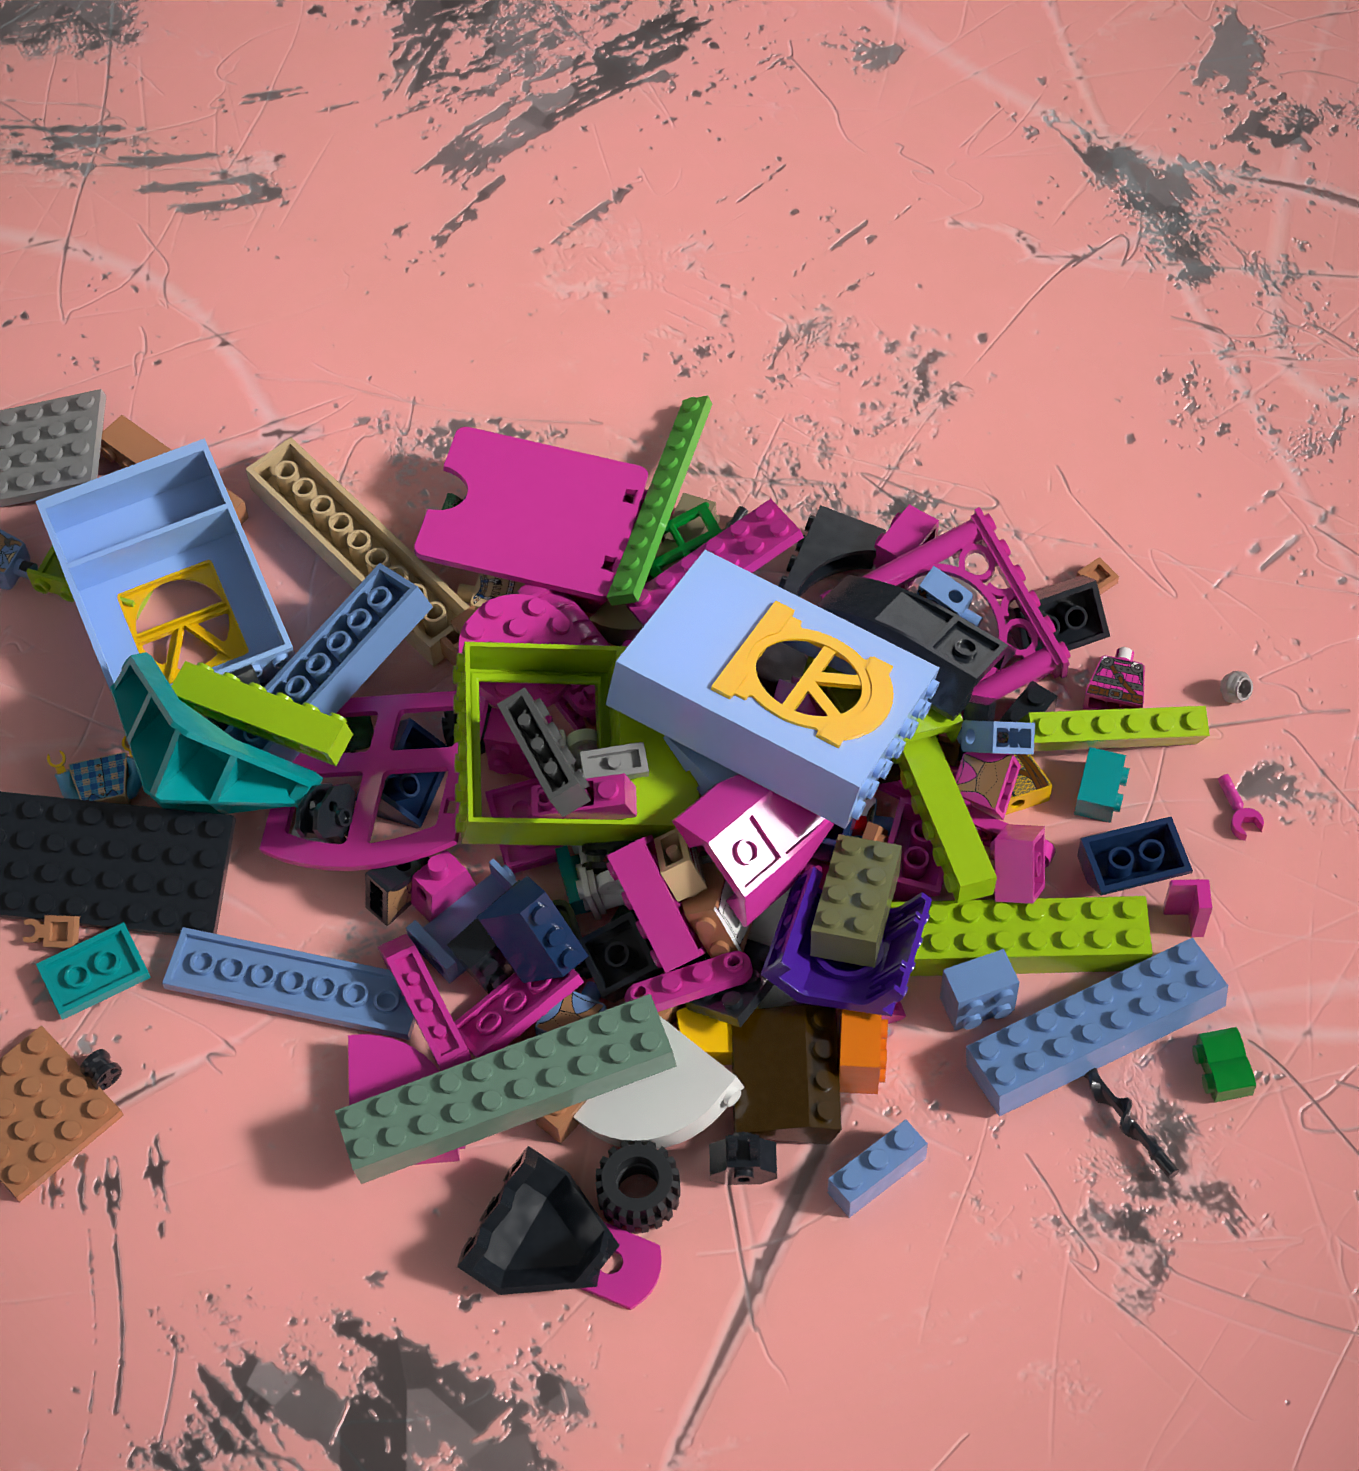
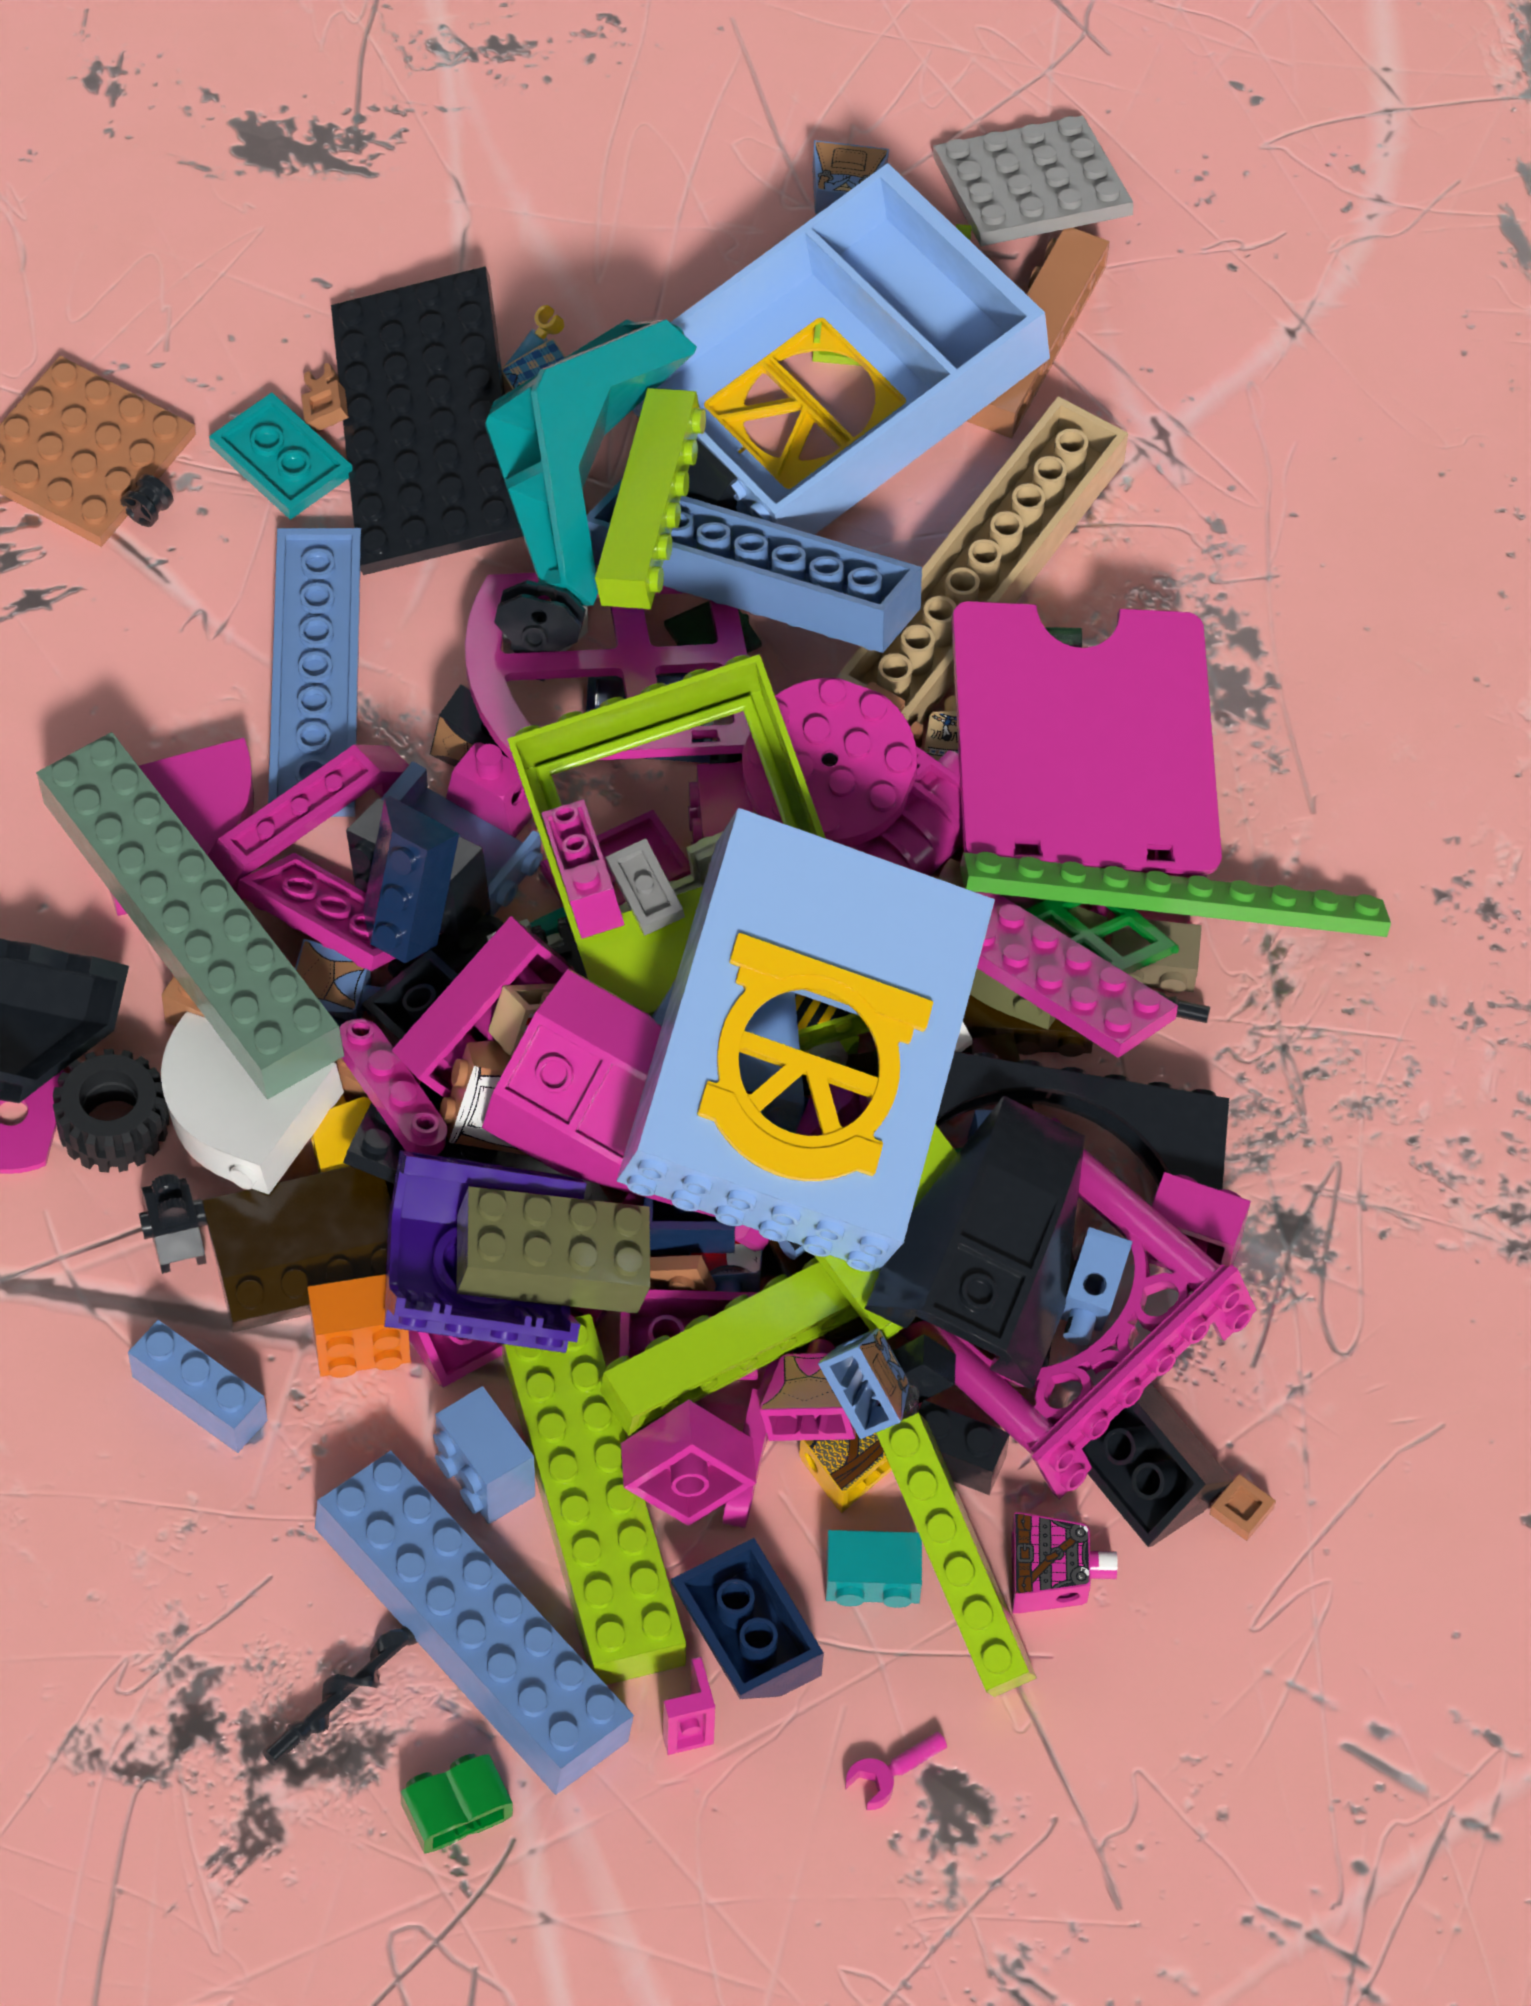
camera: 70 degrees right, 0 degrees up
(544, 753) = (611, 782): dark grey brick -> none
(1236, 687) = (1100, 1730): light grey piece -> none

